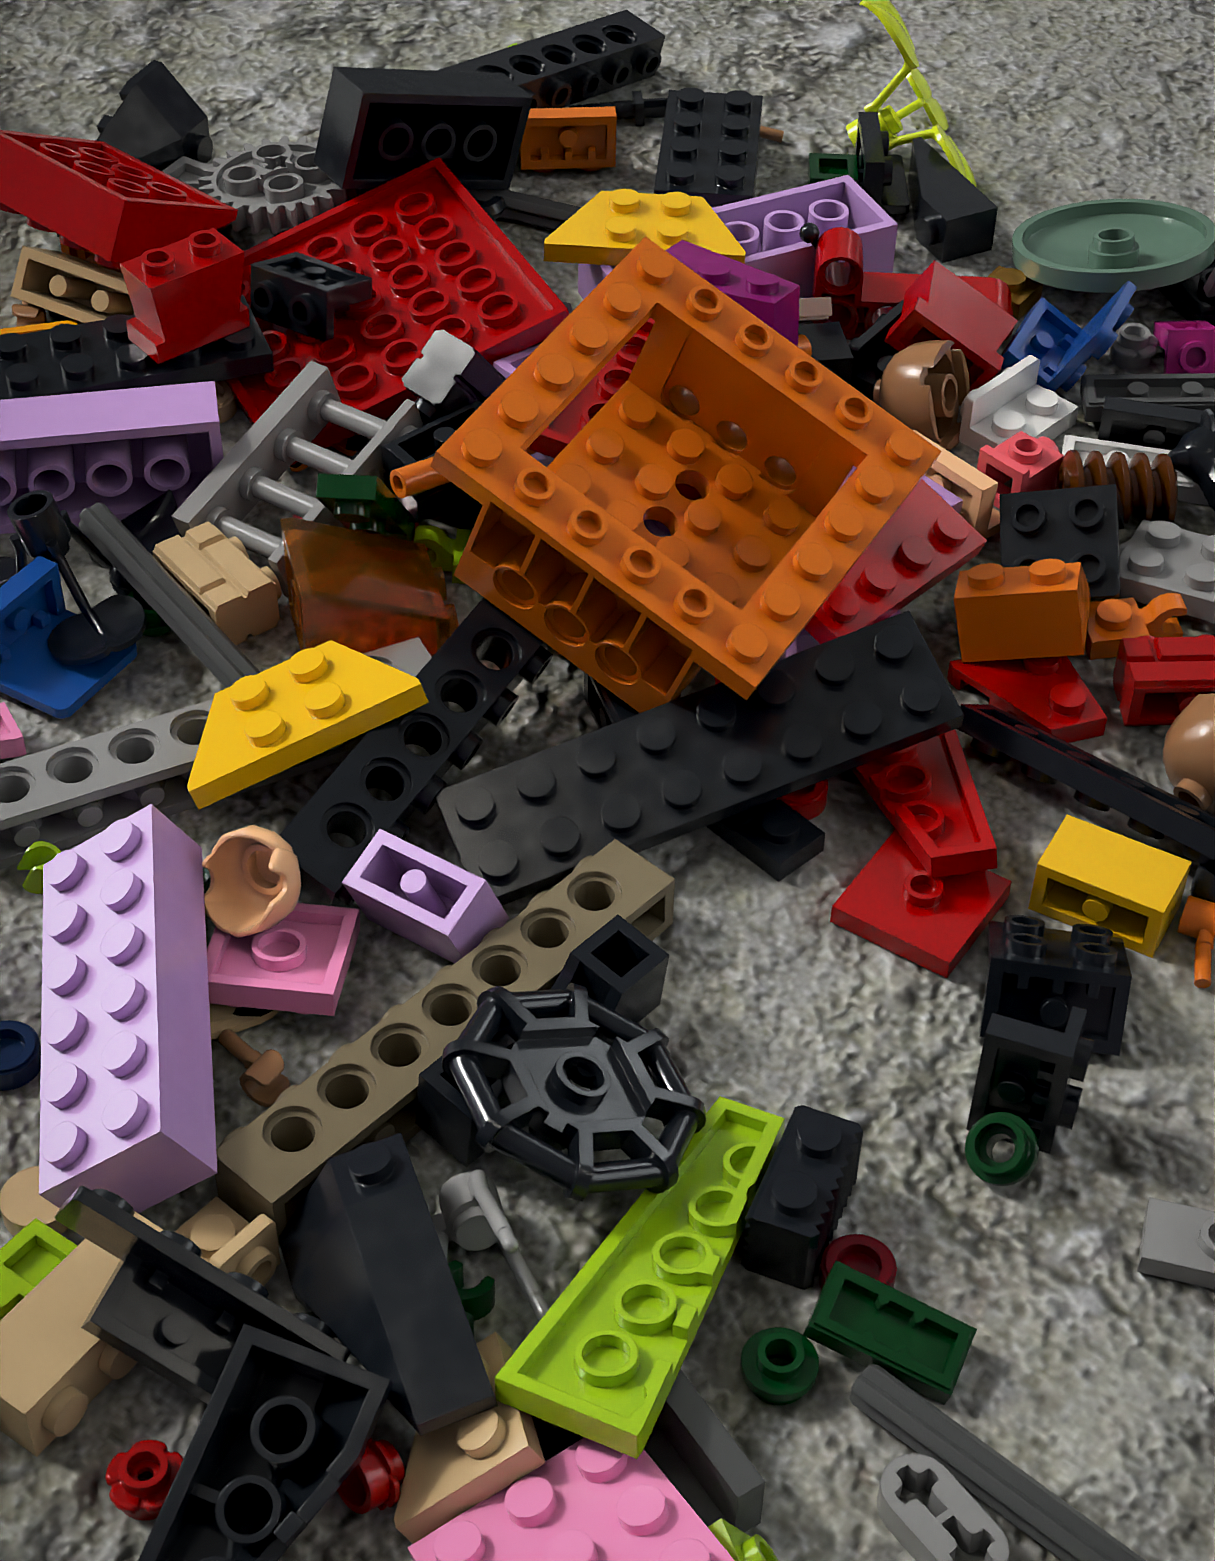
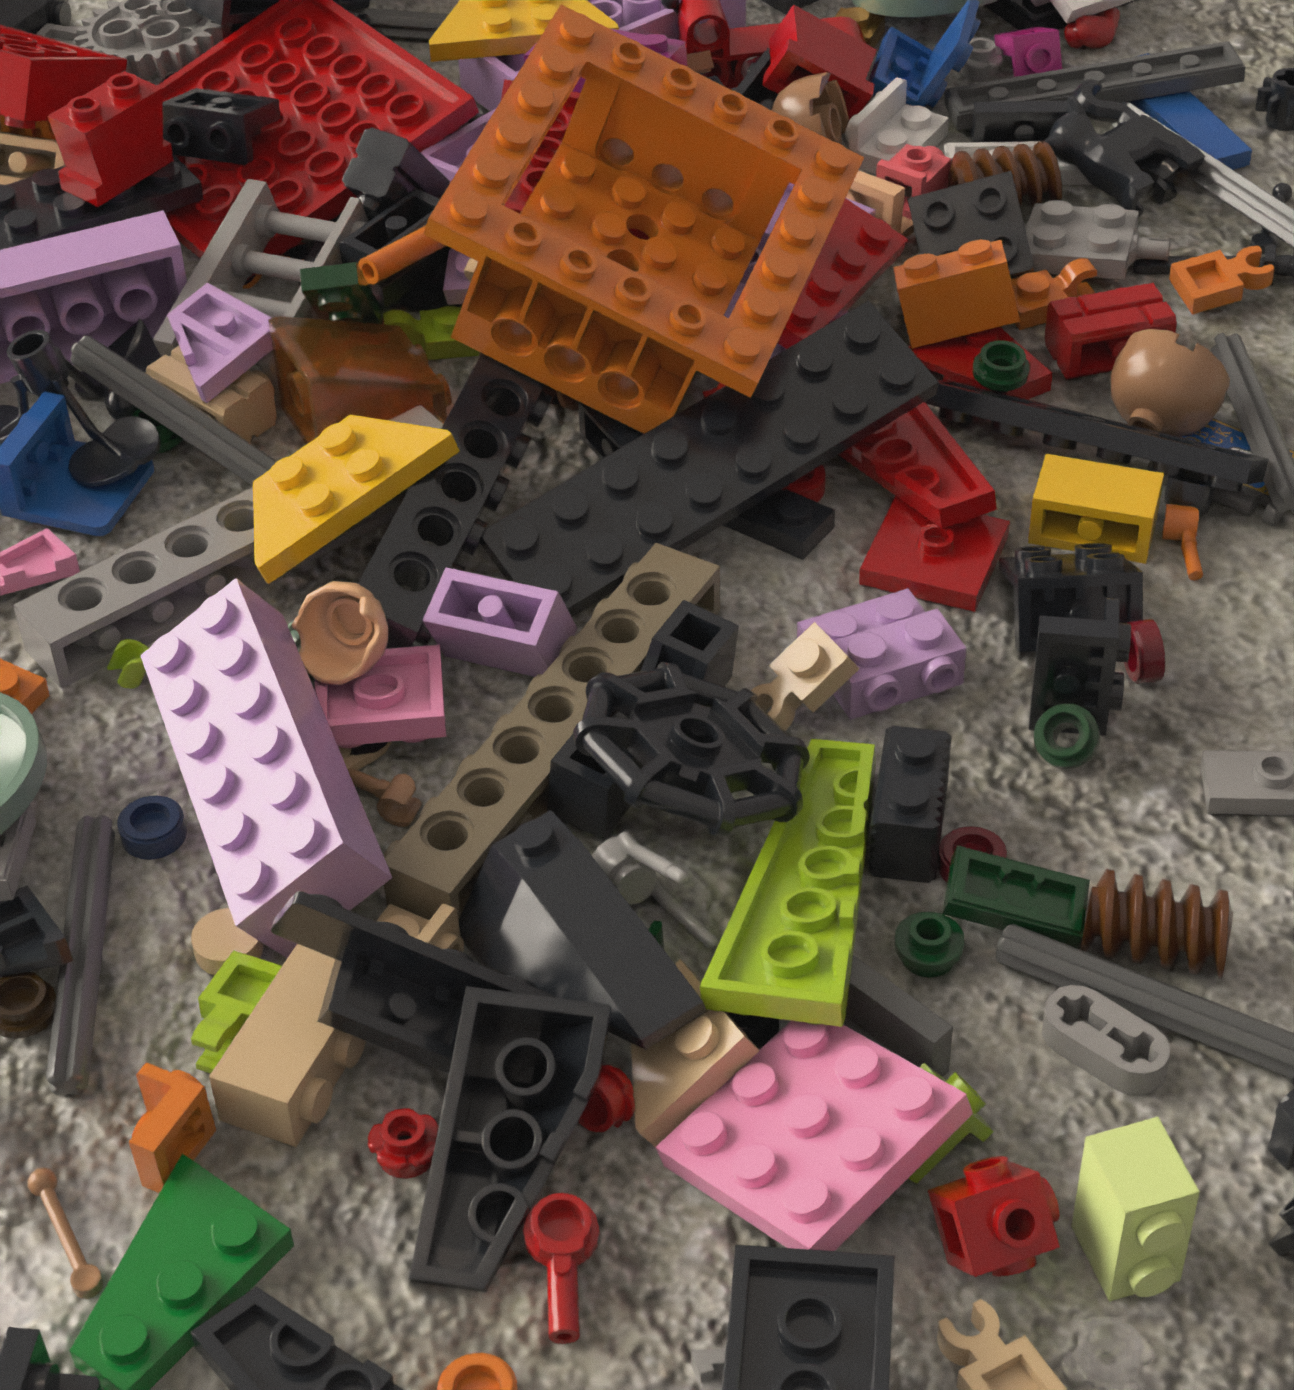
camera: 10 degrees left, 0 degrees up
(231, 528) = (219, 338): none -> lavender wing
(732, 1024) = (807, 674): none -> tan plate
(830, 1009) = (897, 651): none -> lavender plate
(1036, 1399) = (1159, 922): none -> reddish brown piece
(1049, 703) = (1001, 366): none -> dark green plate
(1114, 1065) = (1146, 652): none -> dark red tile

